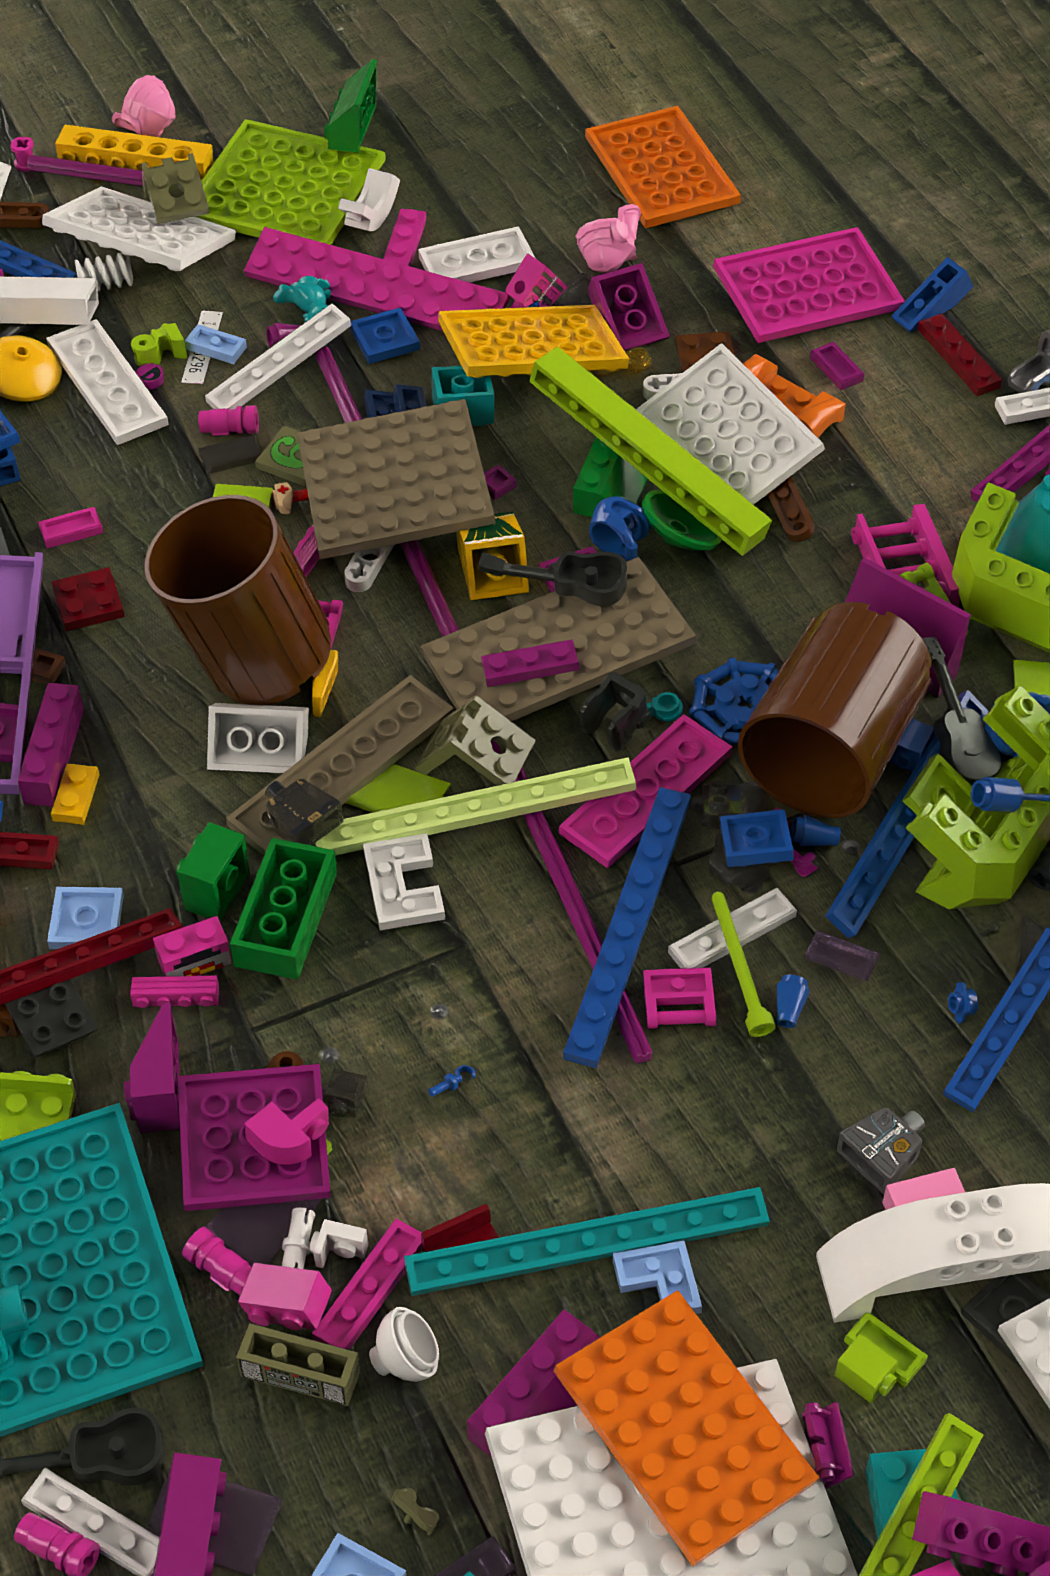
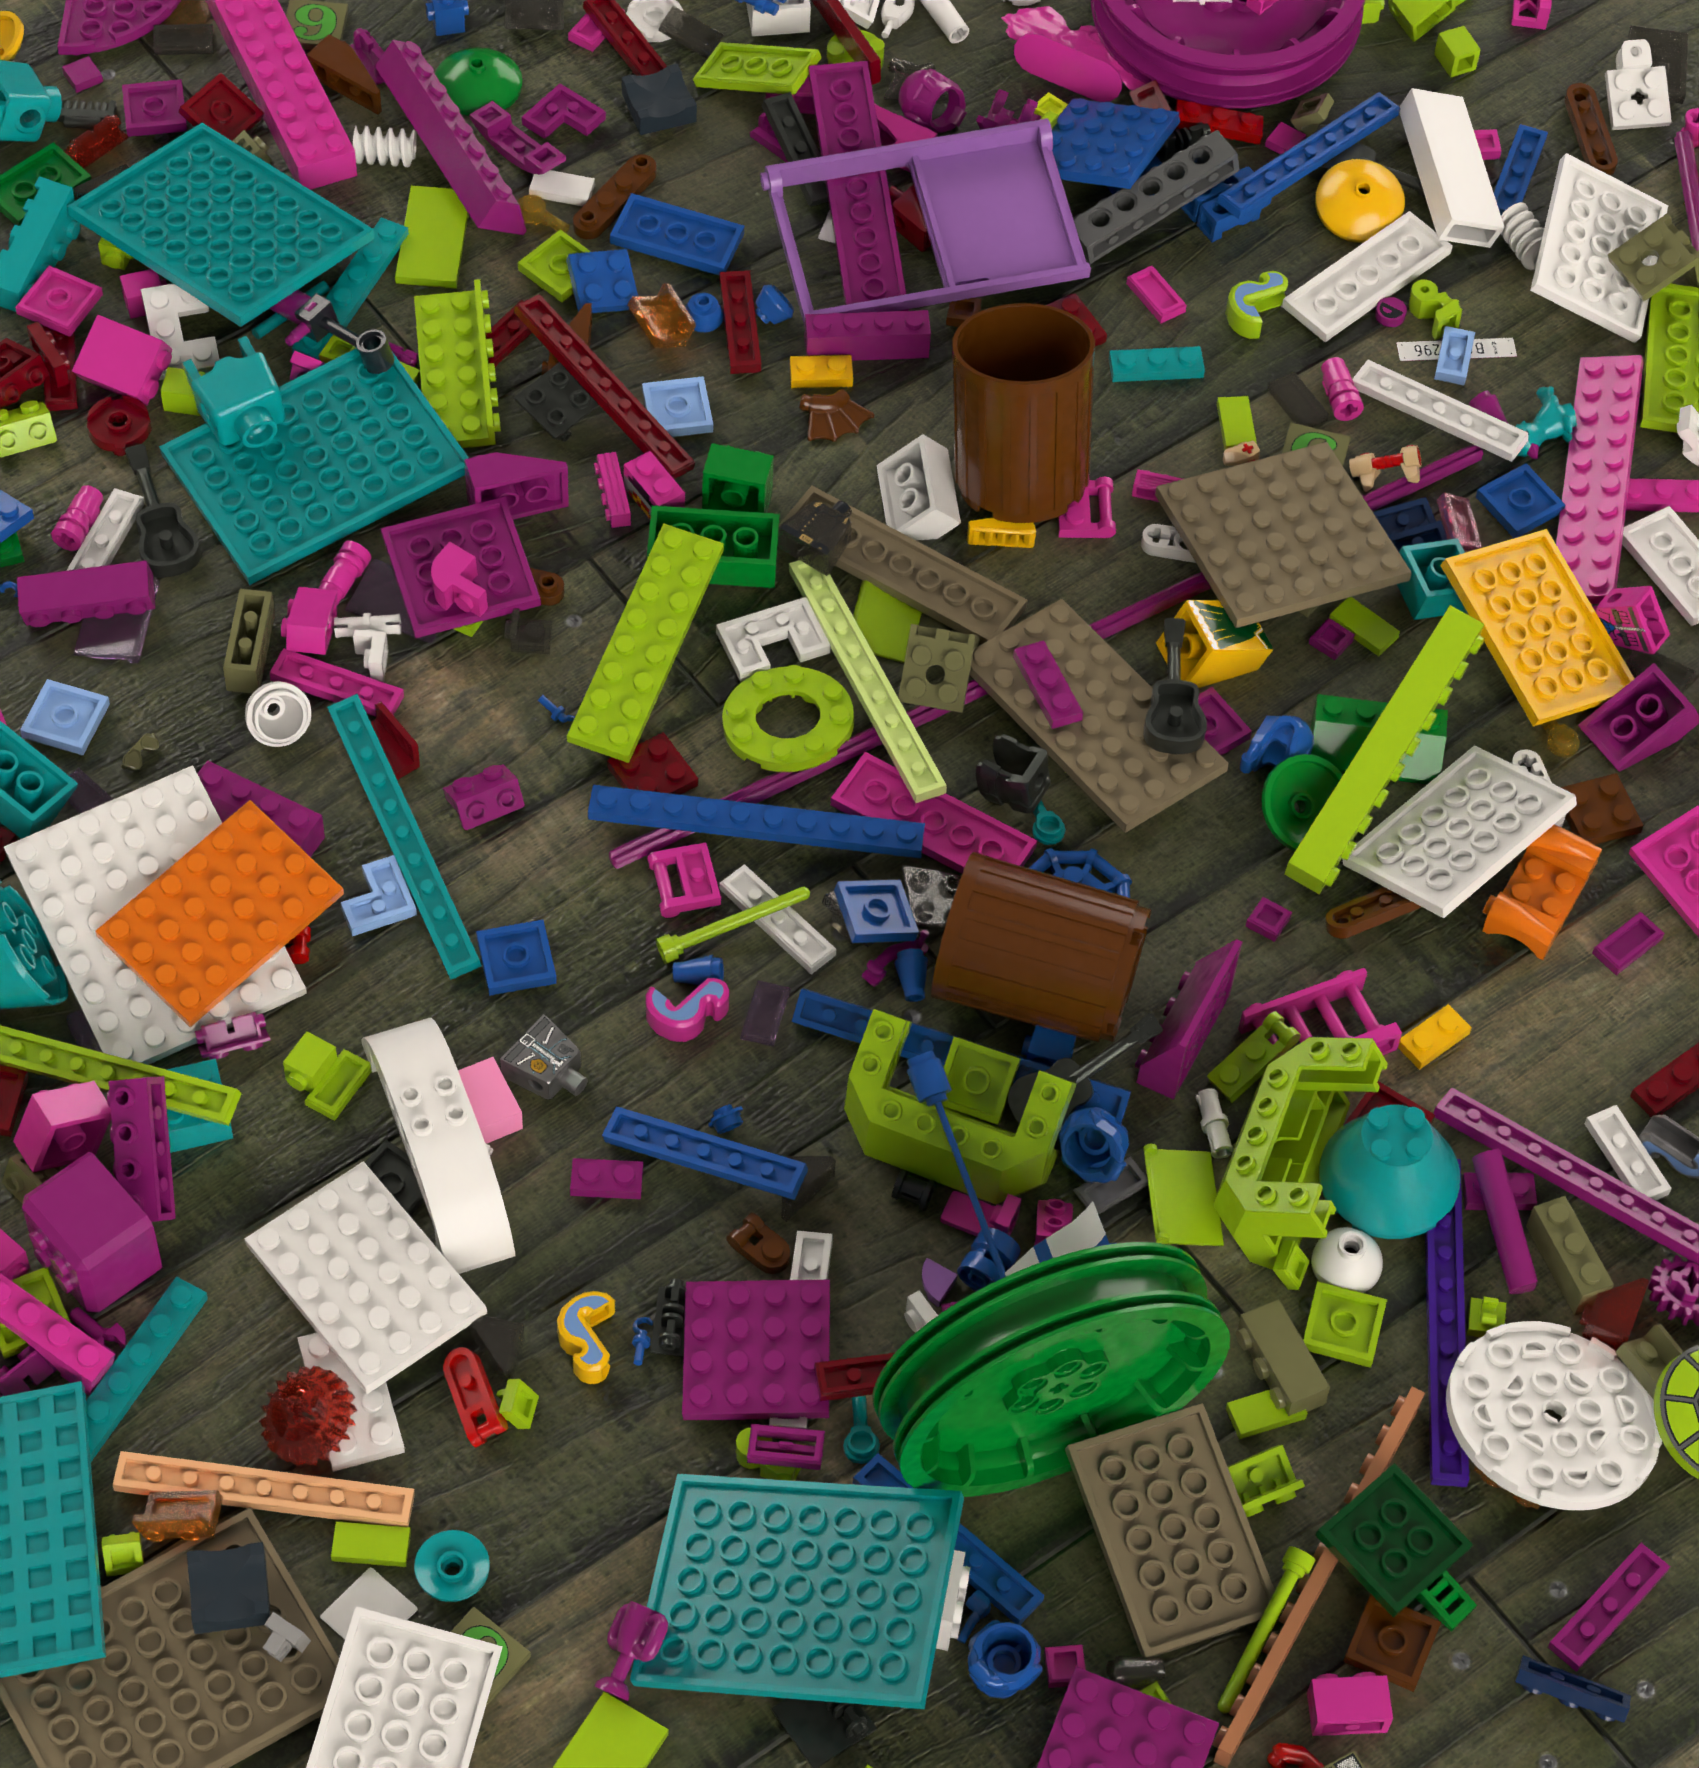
camera: 75 degrees right, 5 degrees up
(108, 467) = (1252, 297): none -> lime animal
(135, 792) = (833, 415): none -> reddish brown arm
(153, 521) = (1156, 364): none -> teal plate
(329, 387) = (1368, 467): none -> tan piece
(390, 375) = (1459, 521): none -> clear pink plate
(402, 976) = (645, 643): none -> lime plate
(497, 452) = (1367, 626): none -> lime tile
(513, 921) = (796, 753): none -> lime plate
(540, 1008) = (655, 768): none -> dark red plate
(544, 1161) = (485, 796): none -> magenta bracket
(753, 1157) = (516, 957): none -> blue plate
(783, 577) = (1268, 919): none -> magenta tile
(842, 1012) = (688, 1017): none -> dark pink animal
(911, 491) = (1434, 1036): none -> yellow plate
(993, 647) = (1214, 1123): none -> white pin
(1017, 1116) = (606, 1178): none -> magenta plate

